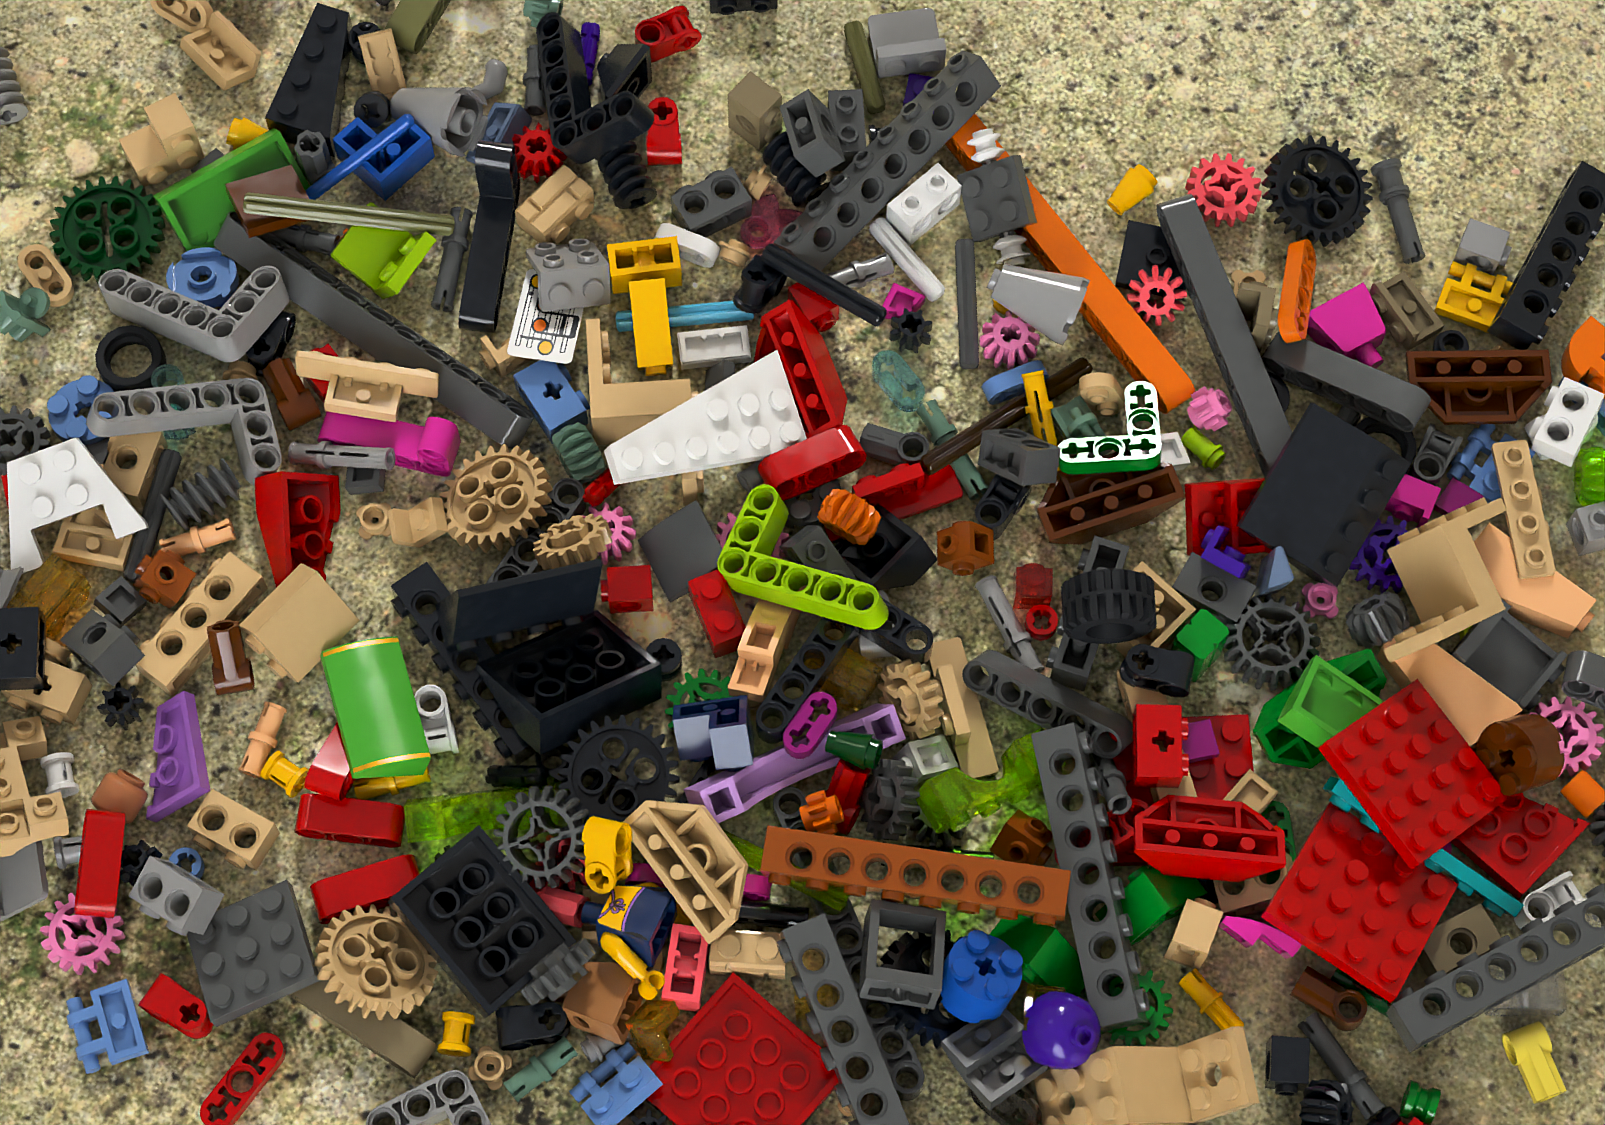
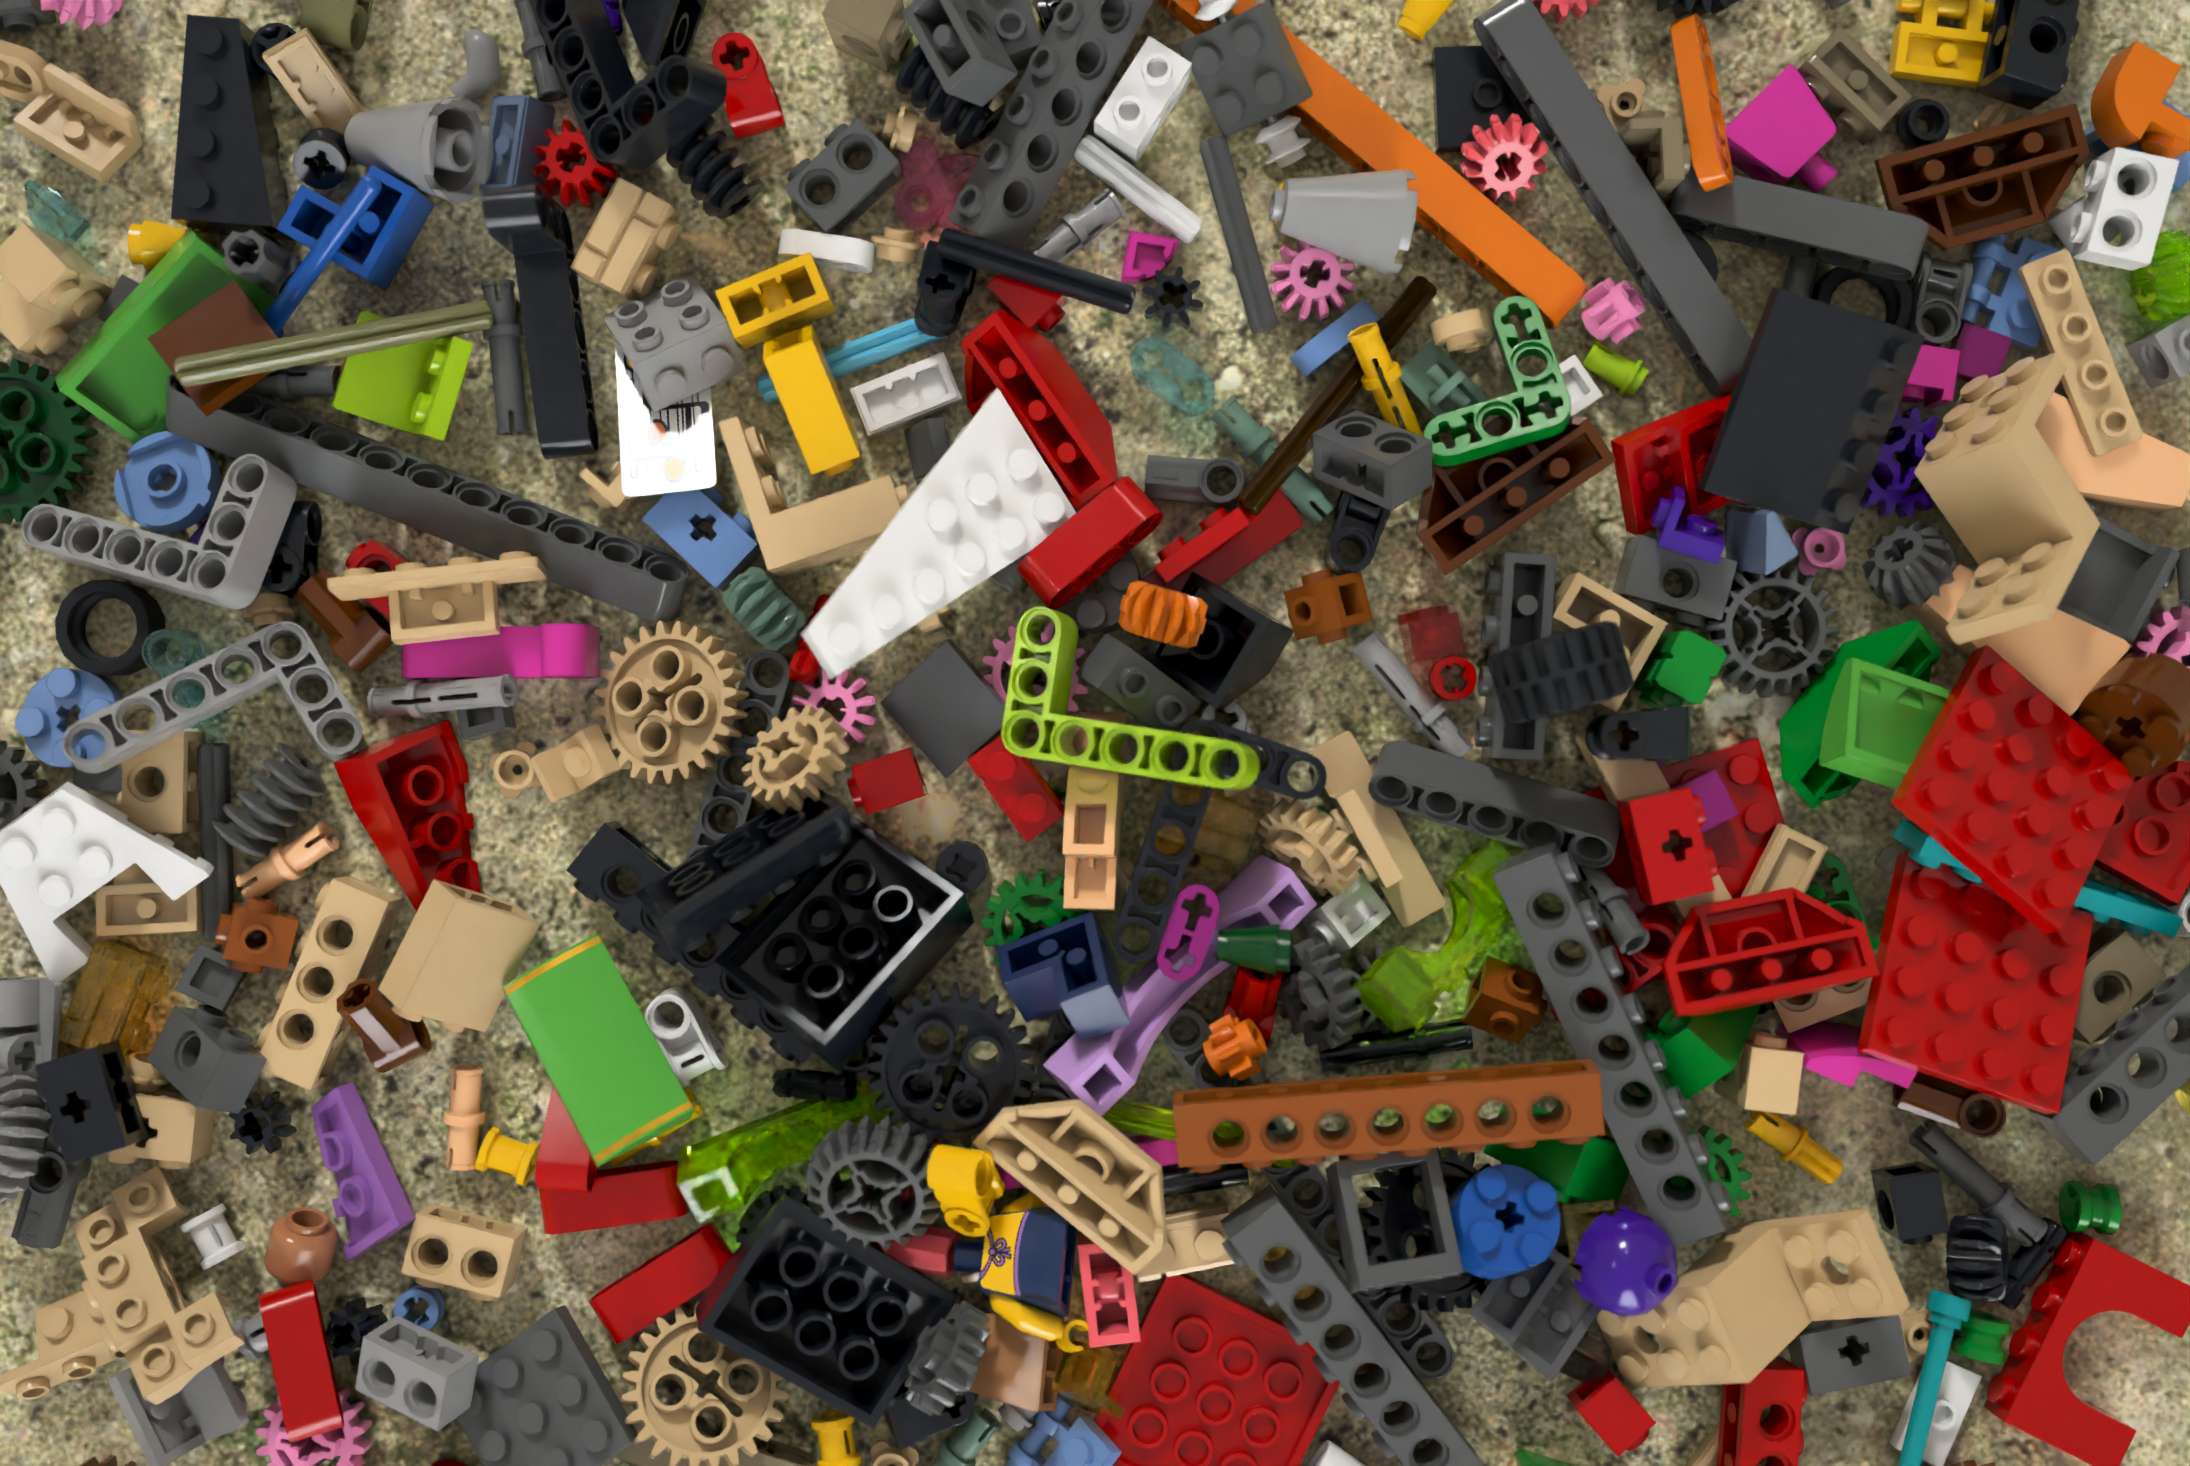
camera: 10 degrees left, 20 degrees up
(187, 97) = (53, 213): none -> clear light blue slope

